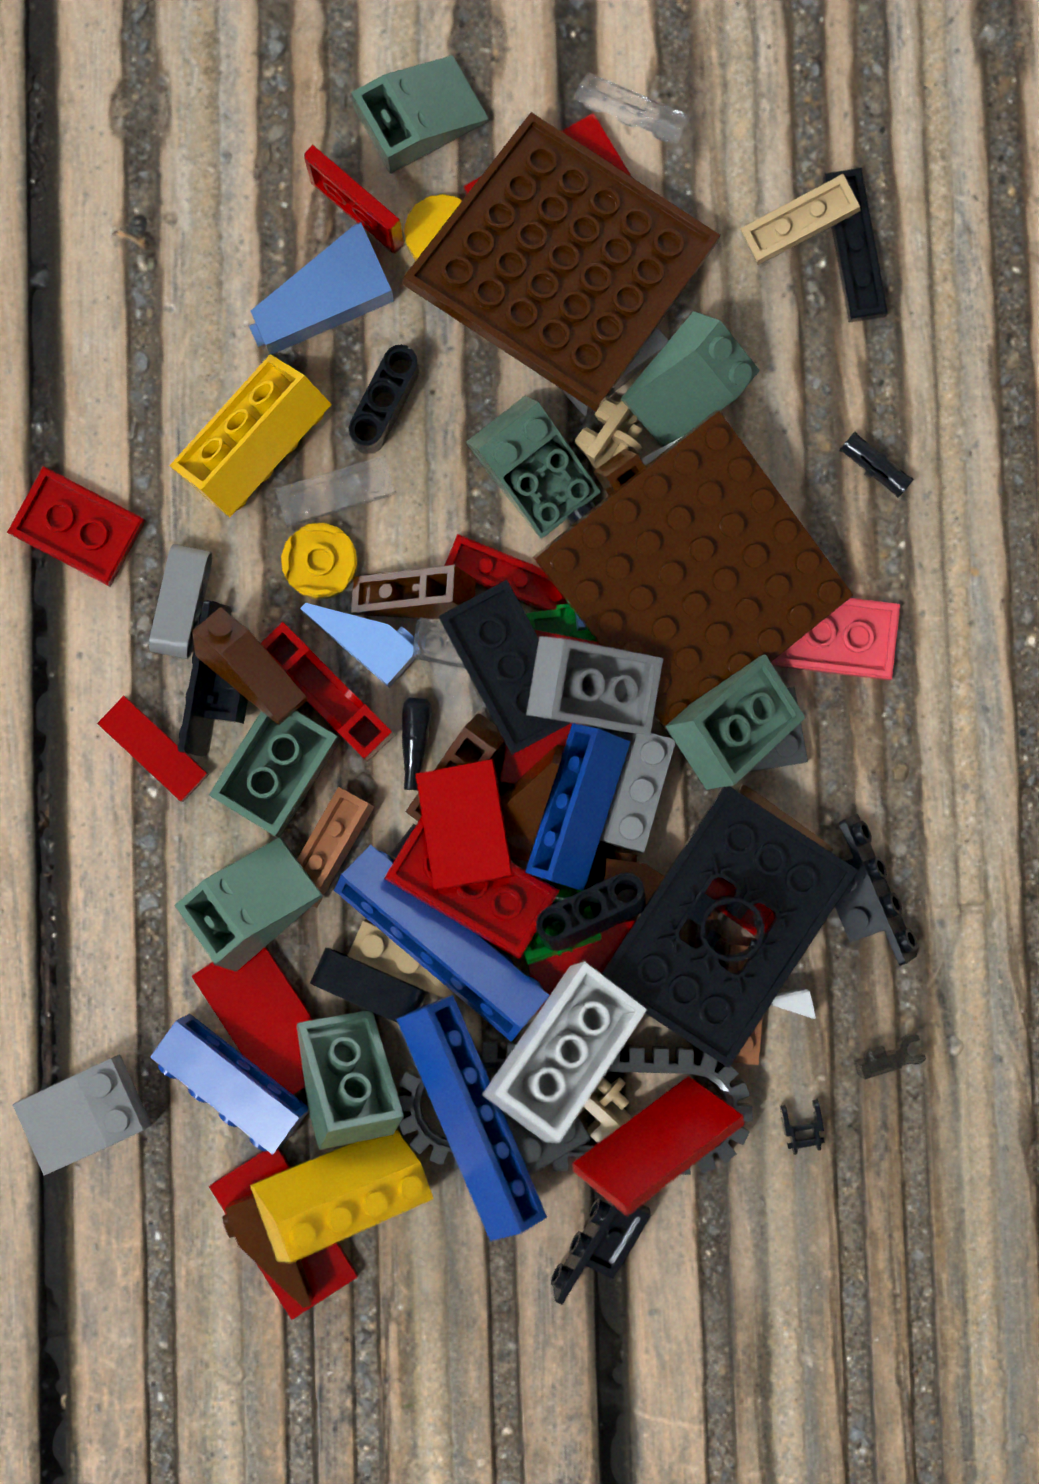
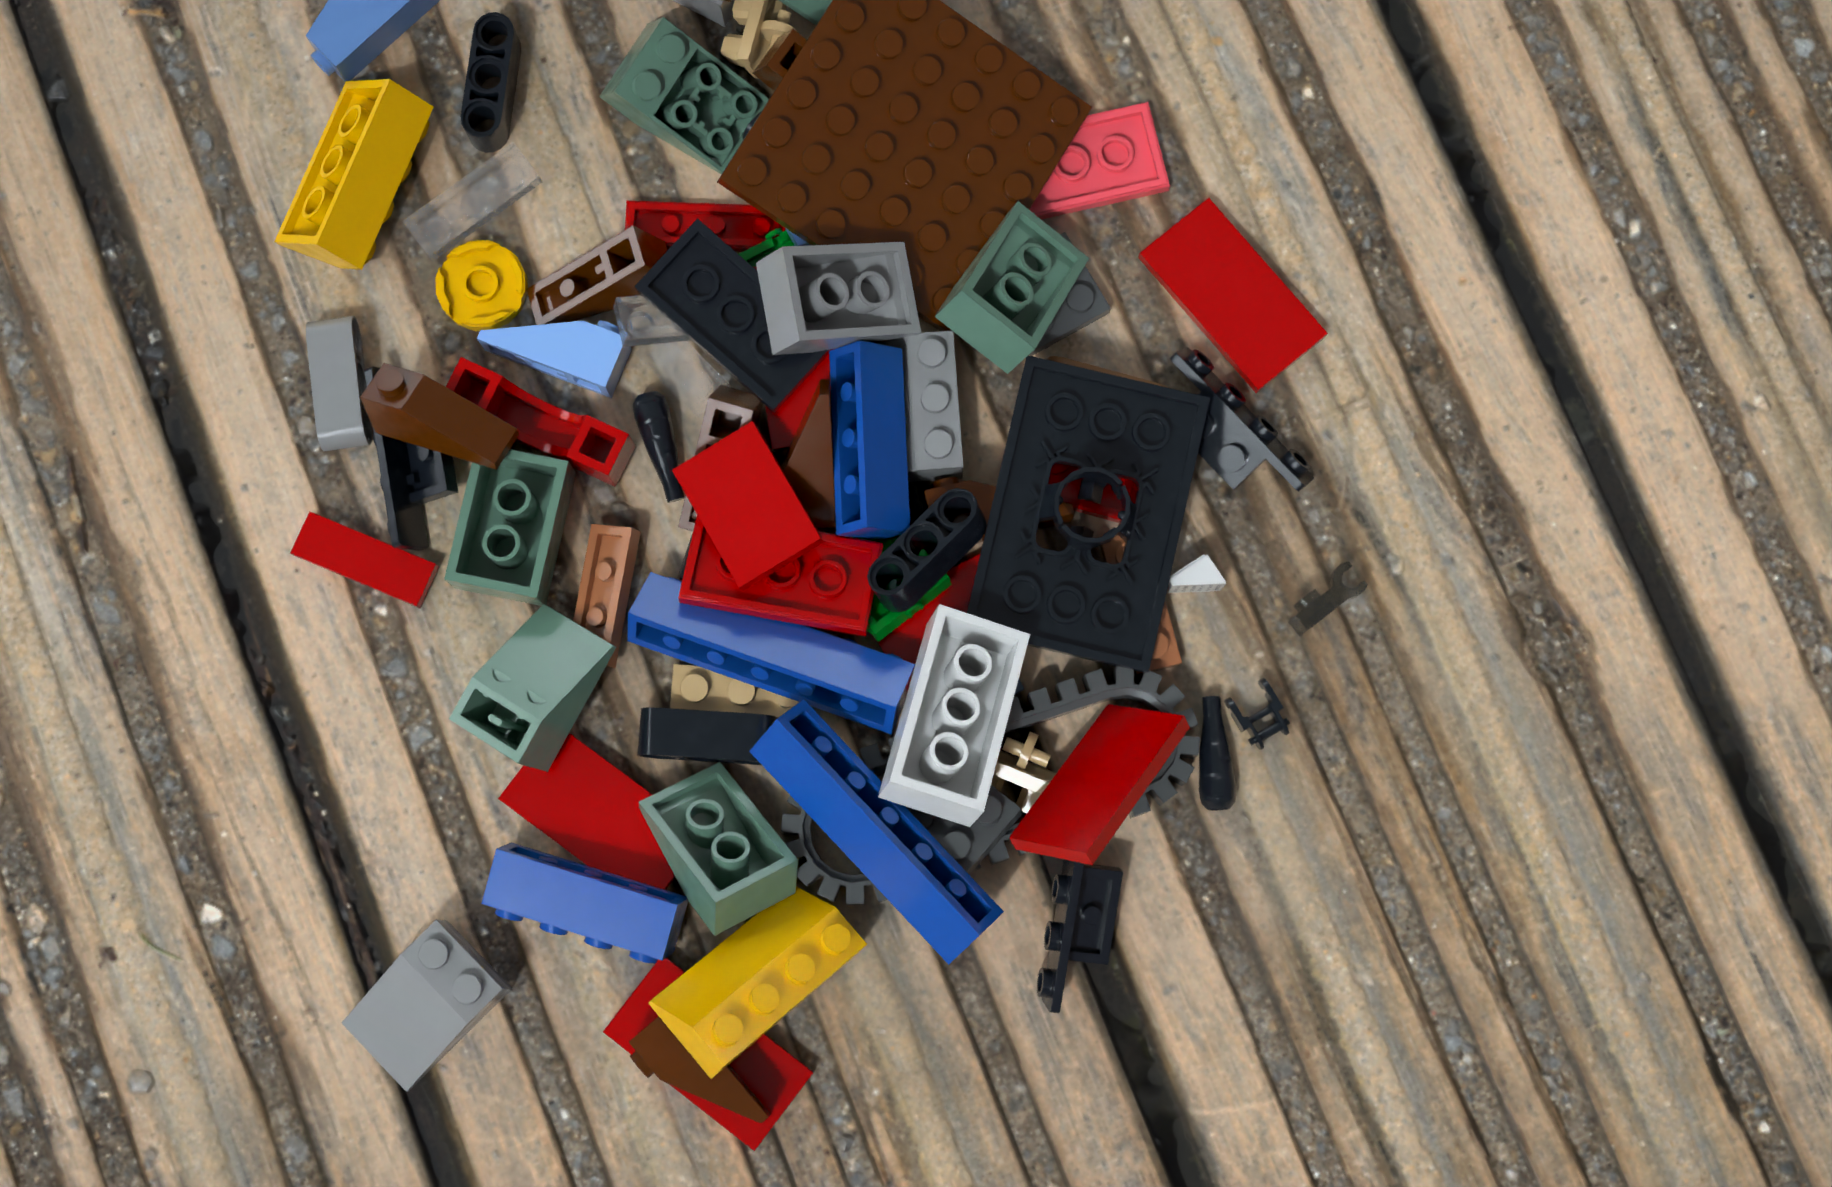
camera: 15 degrees left, 5 degrees down
(76, 526) = (191, 345): red tile -> none
(753, 1158) = (1216, 771): none -> black piece
(908, 785) = (1232, 295): none -> red tile

